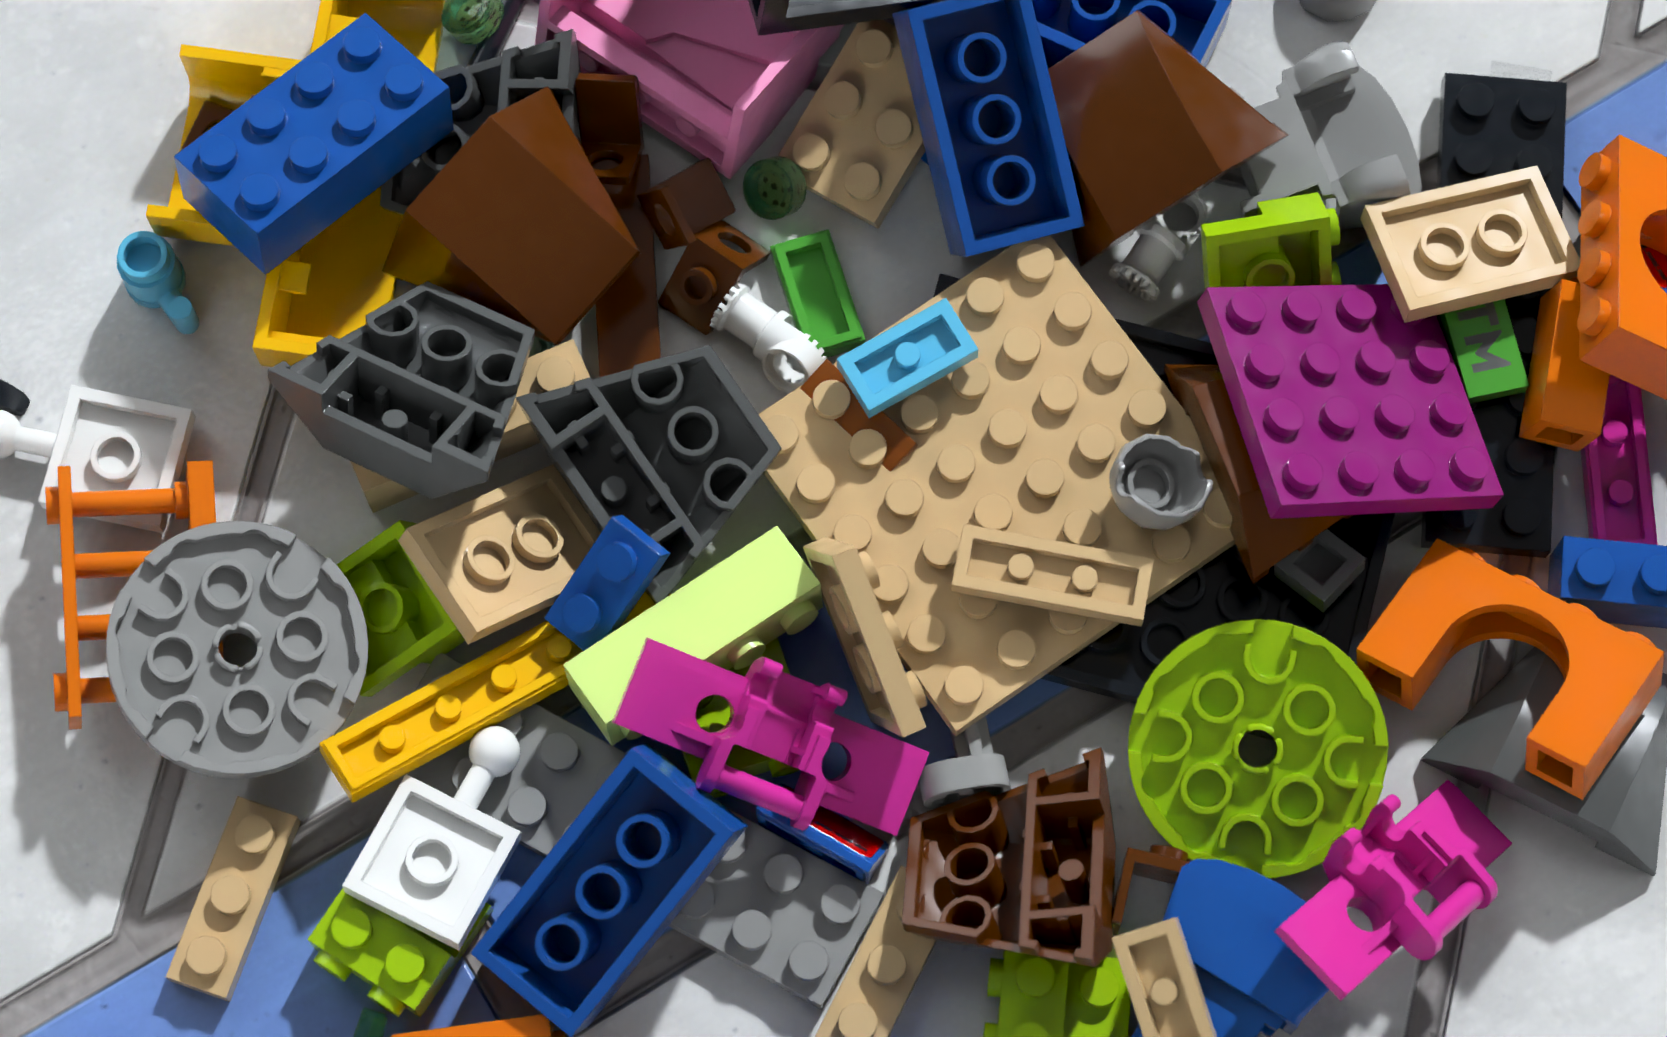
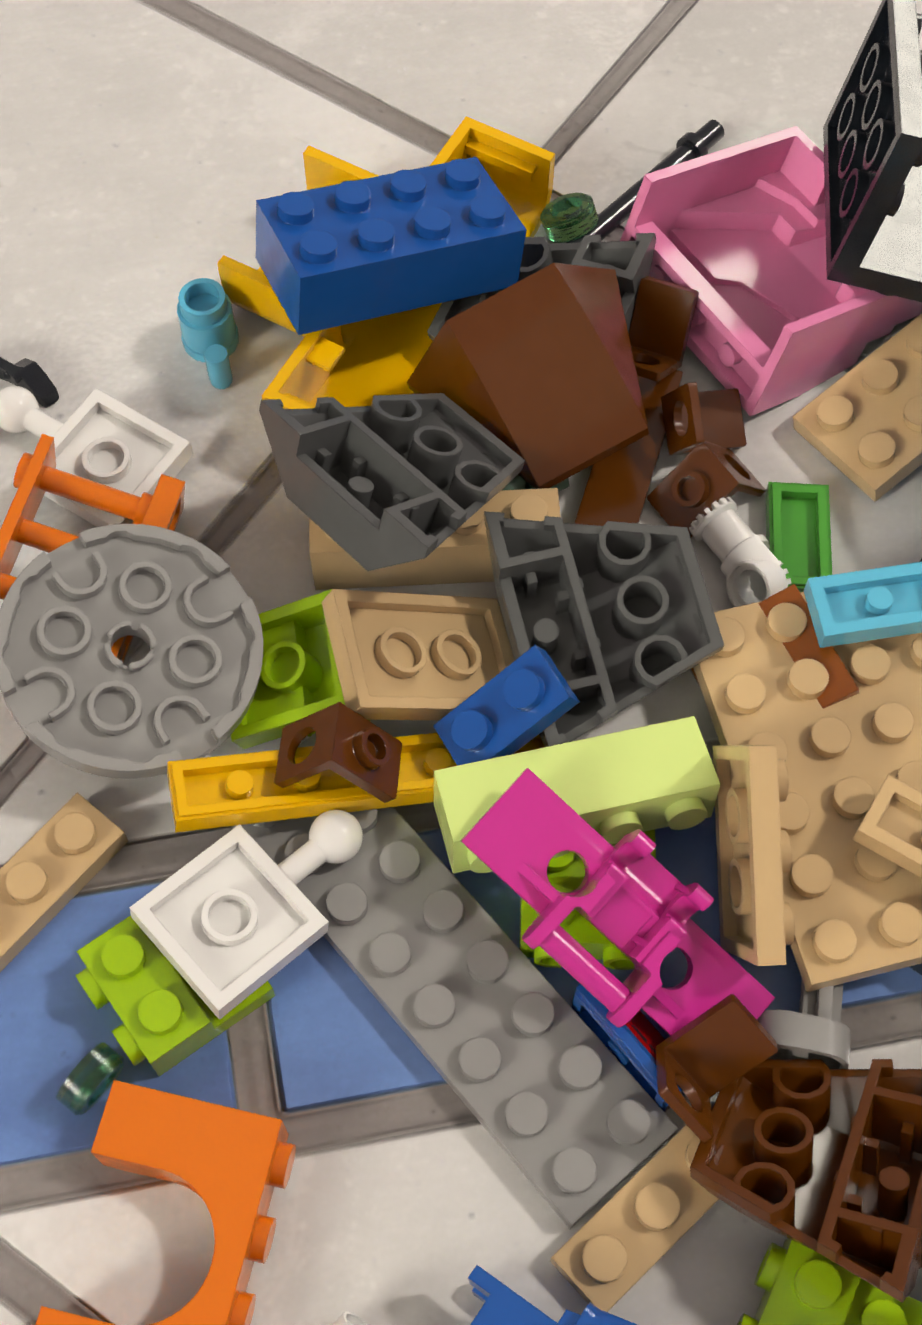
camera: 20 degrees right, 10 degrees down
(476, 671) = (344, 745): none -> reddish brown bracket
(608, 889) = (392, 1013): blue brick -> none
(774, 187) = (790, 433): clear green tile -> none
(888, 827) = (708, 1058): none -> reddish brown bracket

